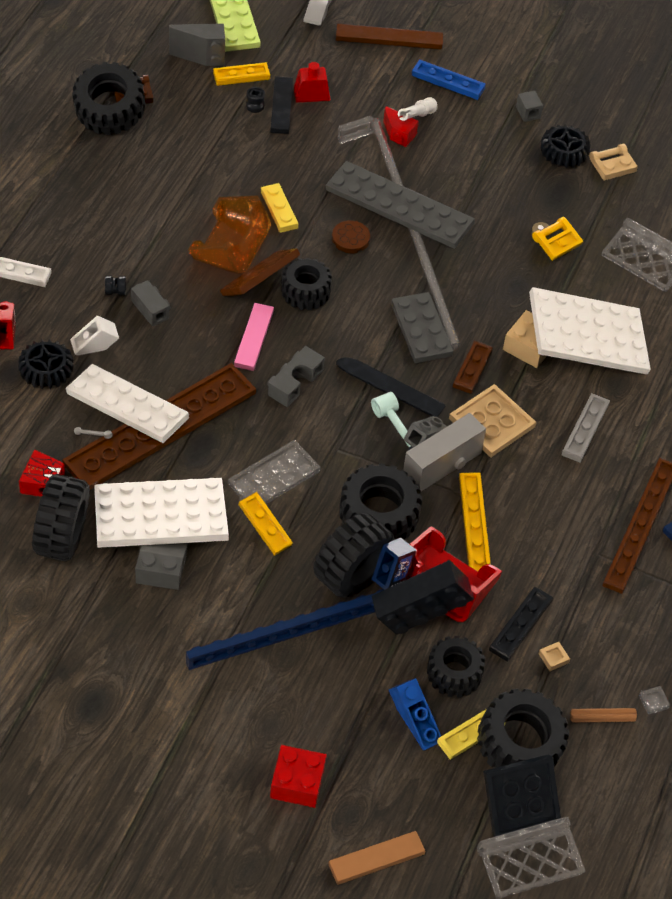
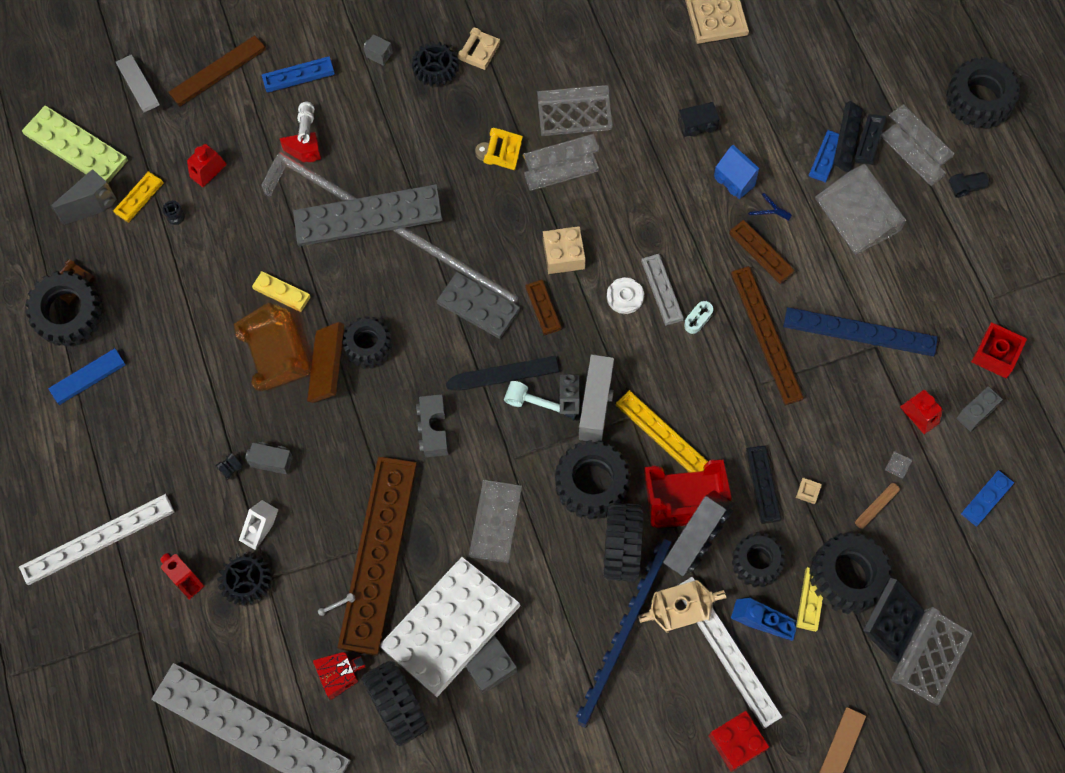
camera: 35 degrees left, 15 degrees up
(79, 156) = (86, 376): none -> blue tile
(127, 403) = (337, 558): white plate -> none
(254, 336) = (370, 418): bright pink tile -> none
(265, 523) = (528, 566): yellow tile -> none
(281, 105) = (196, 199): black tile -> none
(351, 236) = (356, 272): reddish brown tile -> none
(359, 712) = (738, 669): none -> white plate
(369, 654) = (698, 606): none -> tan plate
(393, 563) = (655, 524): dark blue brick -> none
(499, 415) = (598, 335): tan plate -> none
(549, 409) = (625, 295): none -> white tile
(587, 287) = (561, 162): none -> clear fence
(589, 331) = (598, 211): white plate -> none
(595, 468) = (701, 319): none -> light aqua beam

